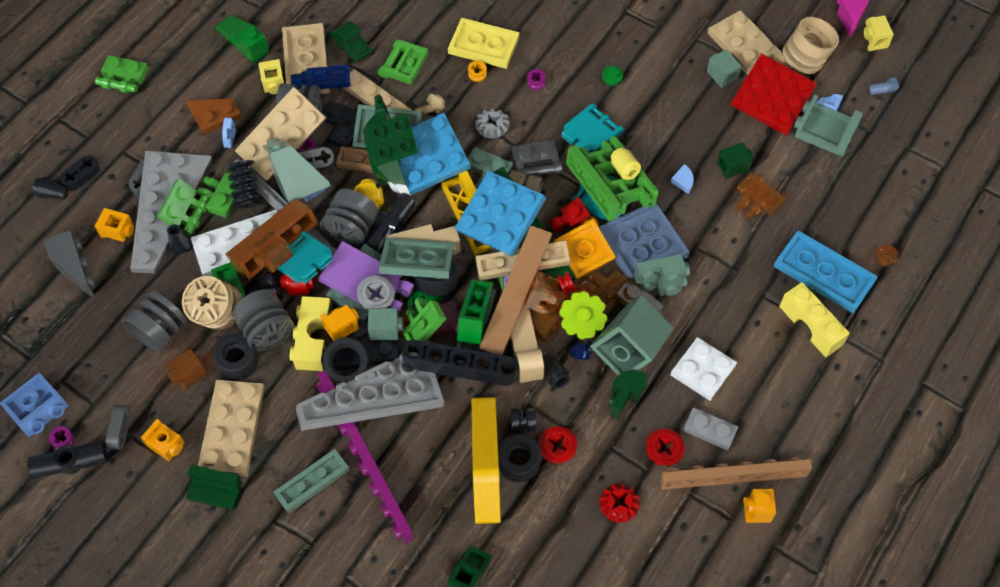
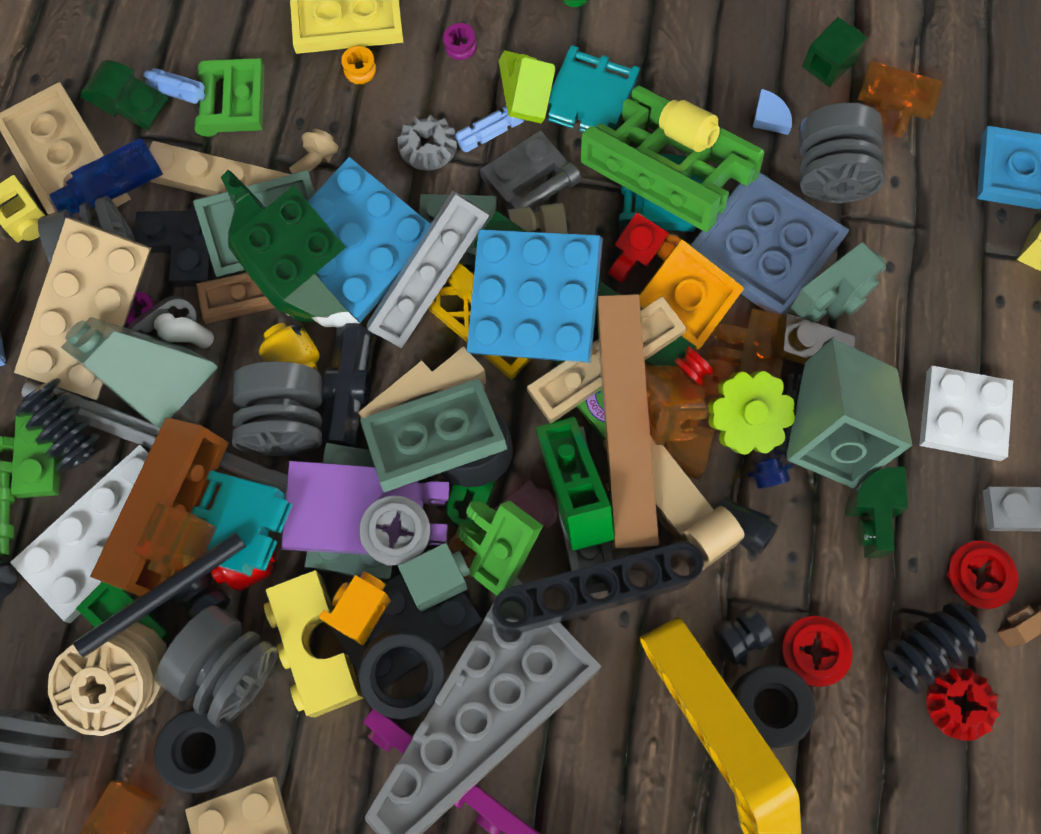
camera: 25 degrees left, 10 degrees up
(254, 270) = (158, 595): none -> black bar
(323, 164) = (182, 330): none -> white arm
(378, 46) = (175, 85): none -> light blue axle
(455, 181) = (427, 269): none -> light grey plate
(529, 128) = (485, 129): none -> light blue axle
(556, 114) = (526, 85): none -> lime slope
(616, 466) = (932, 644): none -> black piece
(703, 211) = (841, 153): none -> dark grey wheel

